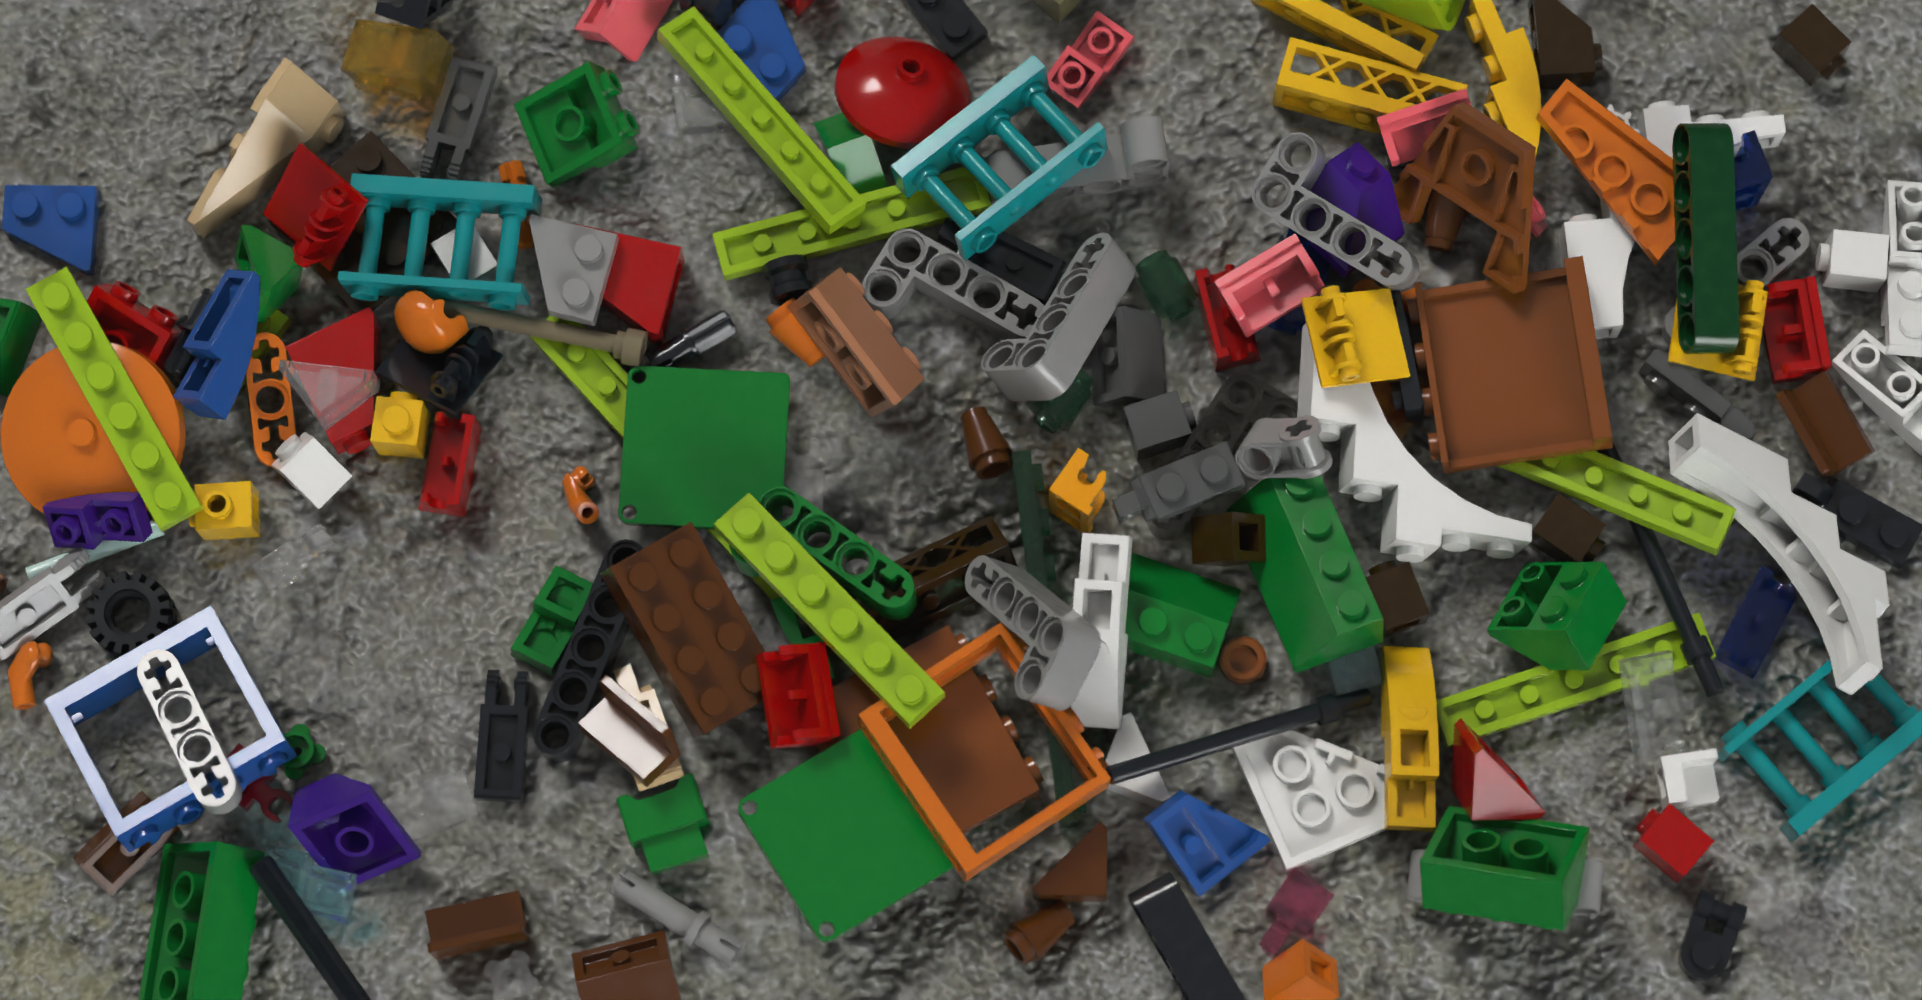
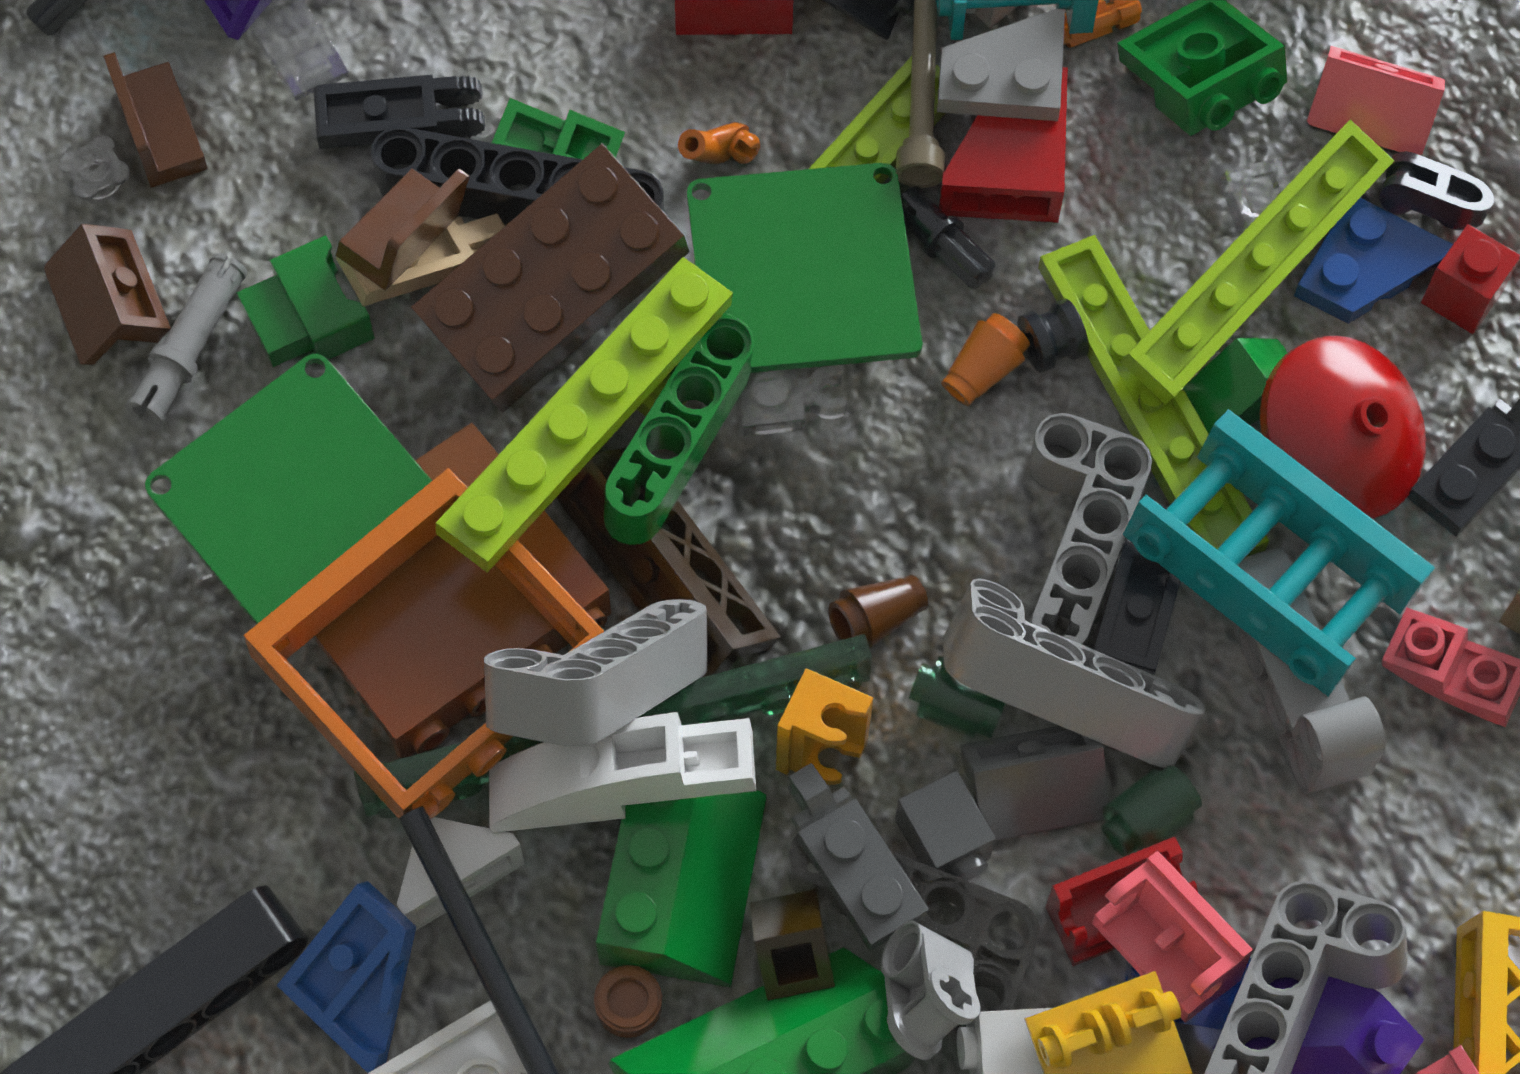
camera: 75 degrees right, 10 degrees down
(798, 695) = (472, 403): red hinge -> none
(857, 342) = (981, 414): nougat slope -> none
(1037, 932) = (207, 778): reddish brown cone -> none
(1080, 873) = (294, 821): reddish brown slope -> none

